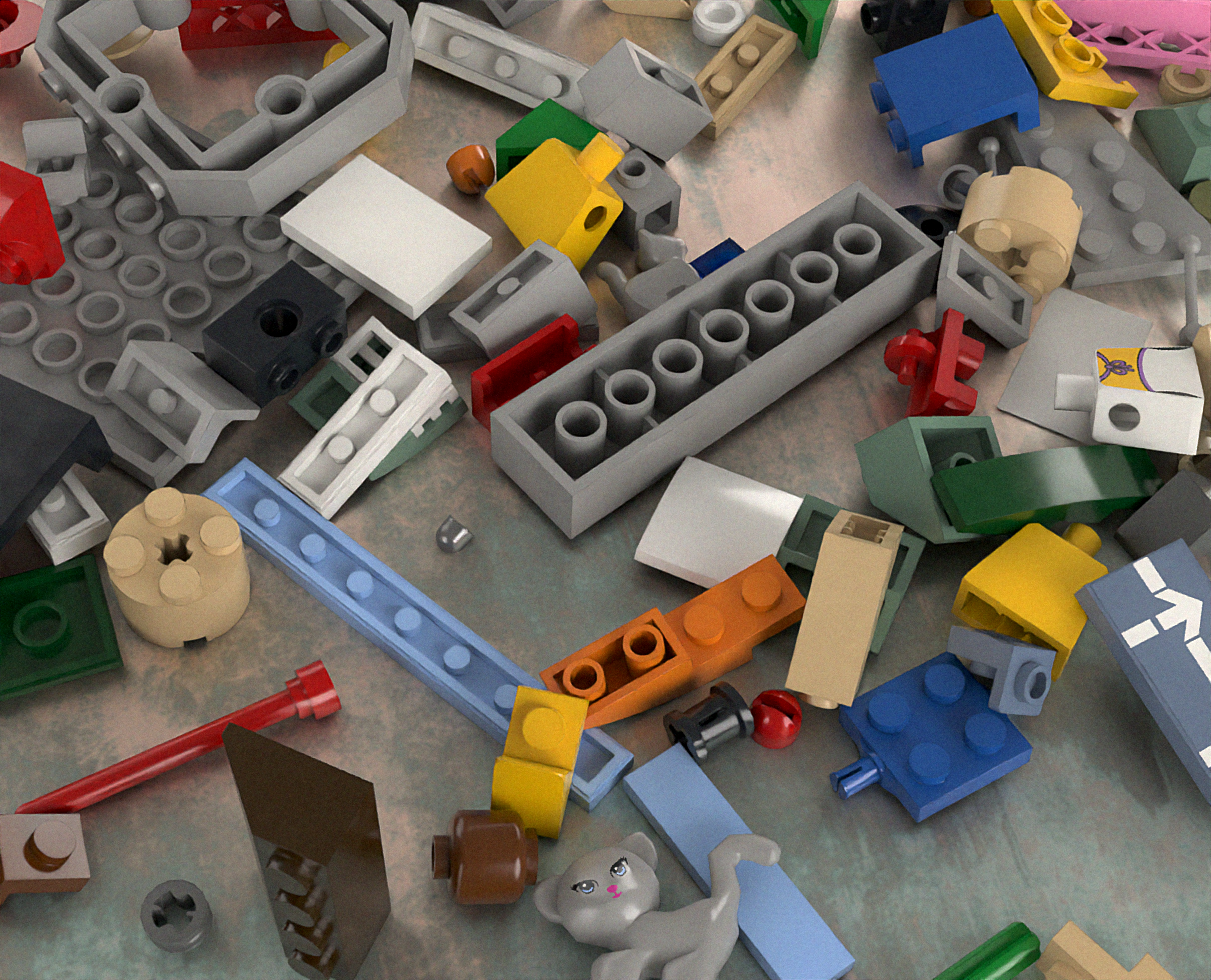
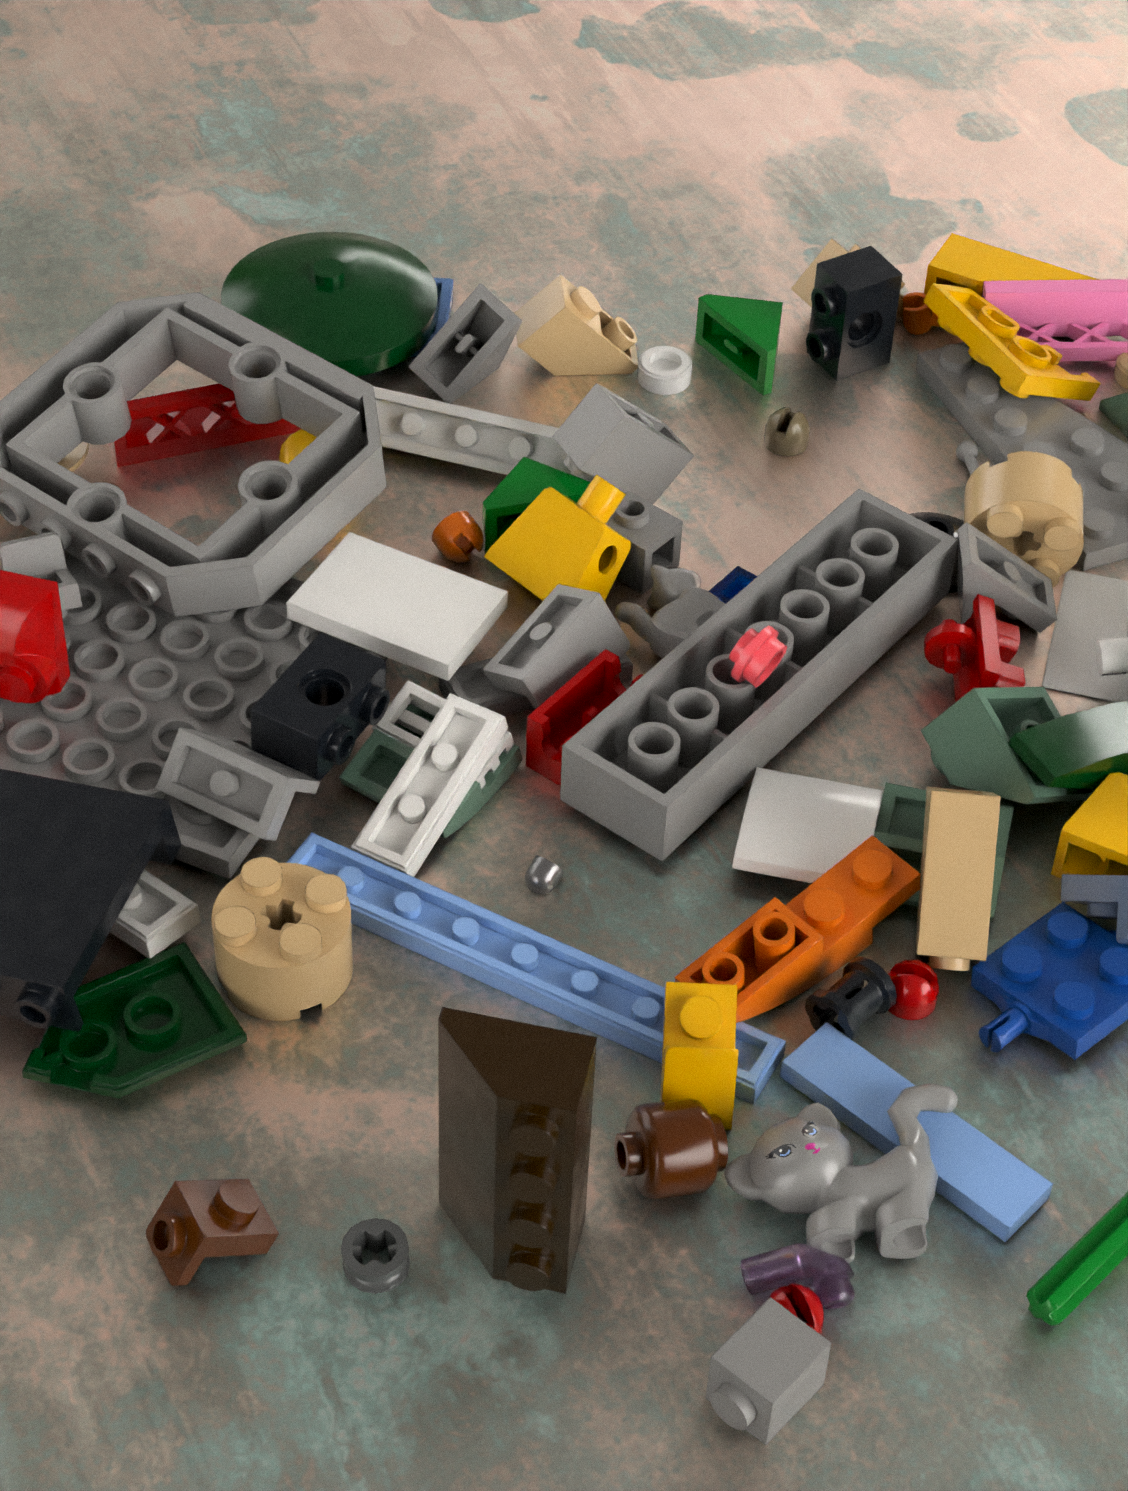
camera: 10 degrees left, 10 degrees down
(304, 695) = (332, 1105): red piece -> none
(700, 349) = (756, 655): none -> coral plate
(742, 70) = (704, 408): tan tile -> none
(826, 106) = (796, 429): none -> dark tan hinge
(950, 196) = (954, 476): flat silver hinge -> none
(953, 86) = (921, 396): blue panel -> none

